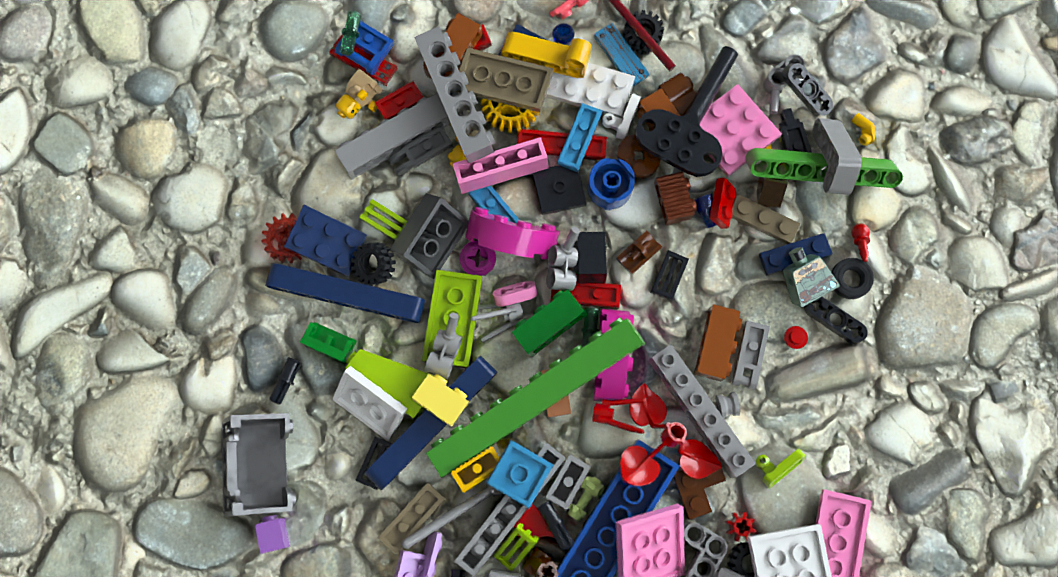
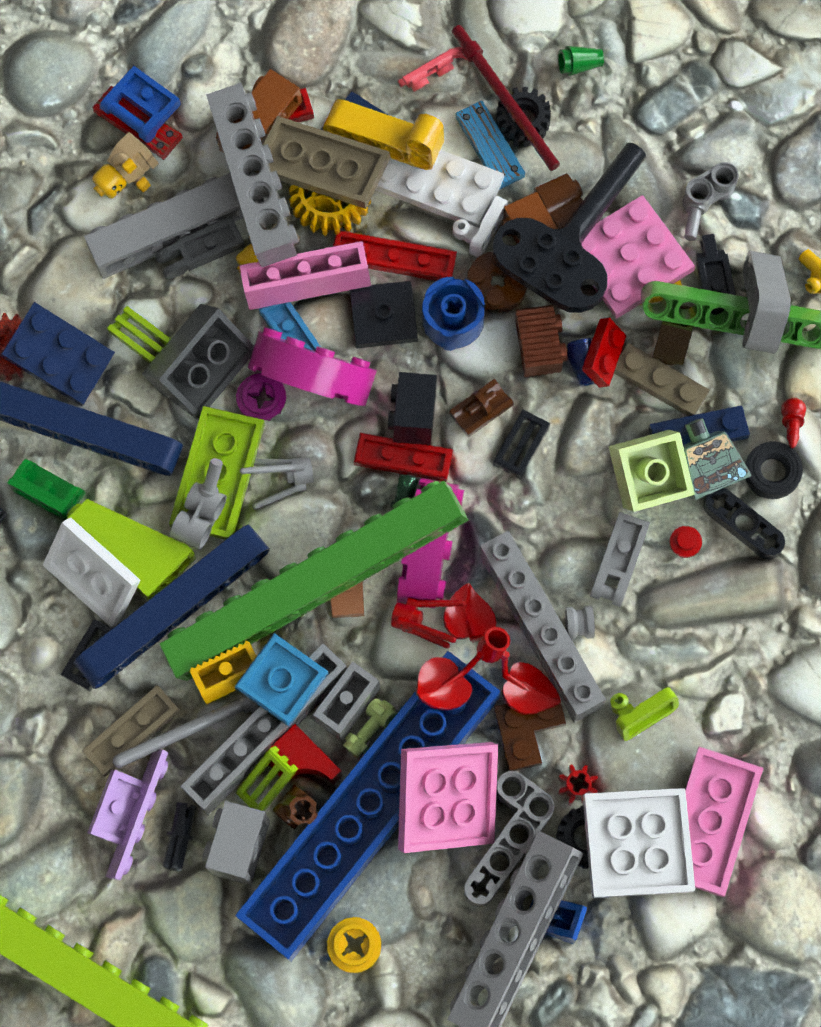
camera: 10 degrees right, 5 degrees down
(350, 33) = (122, 83): clear green axle -> none
(362, 266) = (104, 389): black tyre -> none
(400, 99) = (178, 178): red plate -> none
(440, 399) = (186, 572): light yellow brick -> none
(515, 293) = (305, 447): bright pink beam -> none
(548, 322) = (347, 489): green brick -> none
(555, 525) = (322, 752): black axle -> none
(560, 259) = (371, 407): light grey beam -> none
(563, 34) = (410, 107): clear blue cone -> none
(579, 137) = (418, 248): dark azure tile -> none
(718, 343) = (576, 538): dark orange brick -> none
(768, 288) = (651, 470): none -> yellowish green brick
(798, 88) = (730, 188): black beam -> none

